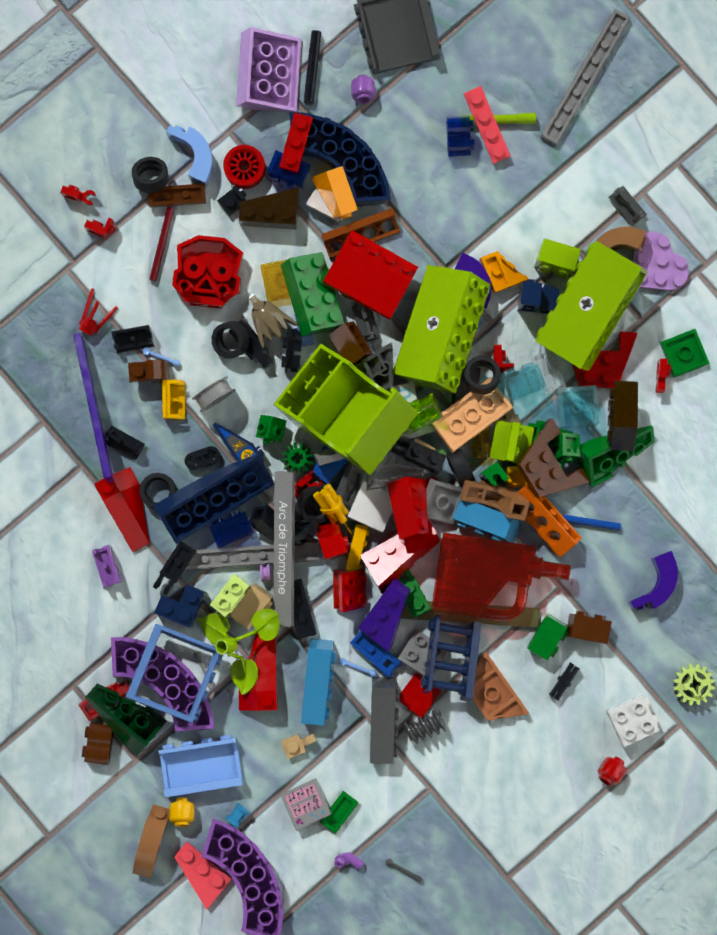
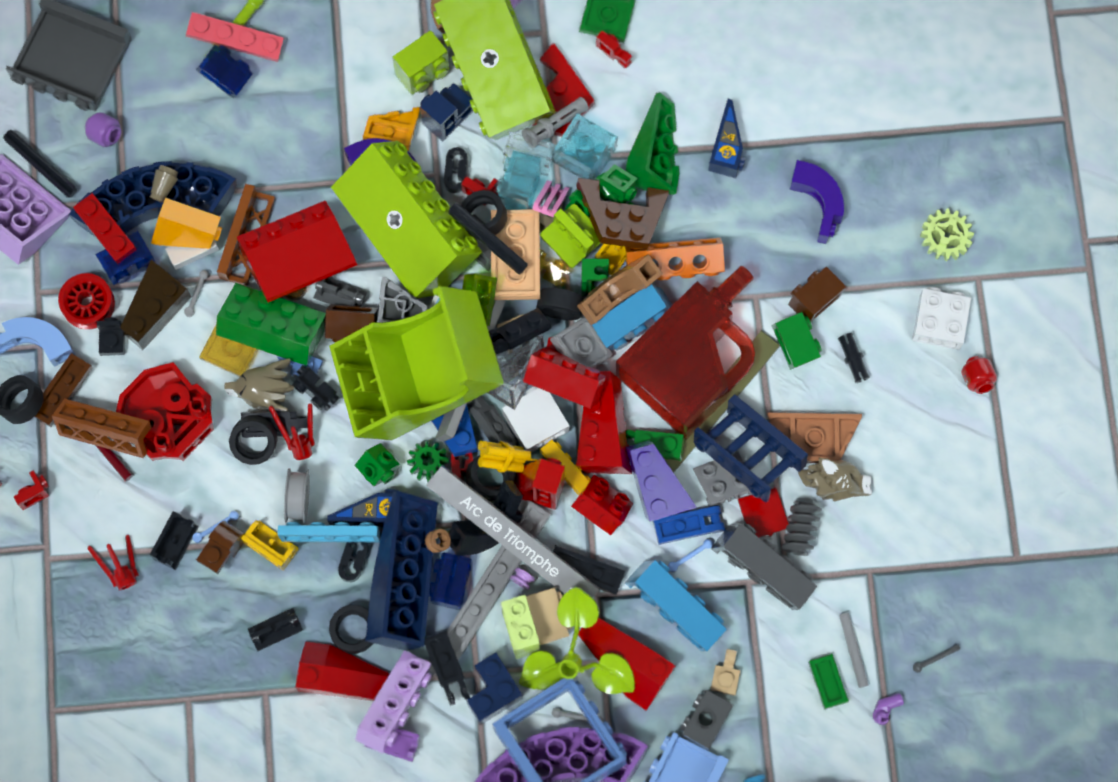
camera: 55 degrees left, 10 degrees down
(93, 408) = (215, 630): dark purple tile -> none
(126, 551) = (393, 702): none -> lavender brick
(169, 240) = (101, 425): none -> dark orange fence
(201, 425) = (320, 533): none -> medium azure plate
(248, 759) = (718, 711): none -> dark grey brick
(249, 370) = (298, 444): none -> red plant
(249, 498) = (444, 540): none -> medium nougat bush
(285, 235) = (189, 312): none -> light grey hinge
(306, 804) = (796, 709): light grey tile -> none
(352, 156) = (163, 183): none -> dark tan cone
(371, 813) = (853, 650): none -> light grey bar
(465, 391) = (487, 238): none -> black axle
(473, 727) = (836, 480): none -> dark tan piece
(500, 330) = (461, 170): none -> black beam
(536, 407) = (554, 191): none -> bright pink tile
(572, 372) = (547, 126): none -> light grey pin
(592, 522) = (713, 217): blue bar -> none
(623, 415) = (627, 107): dark brown brick -> none
(648, 499) = (728, 147): none -> slope

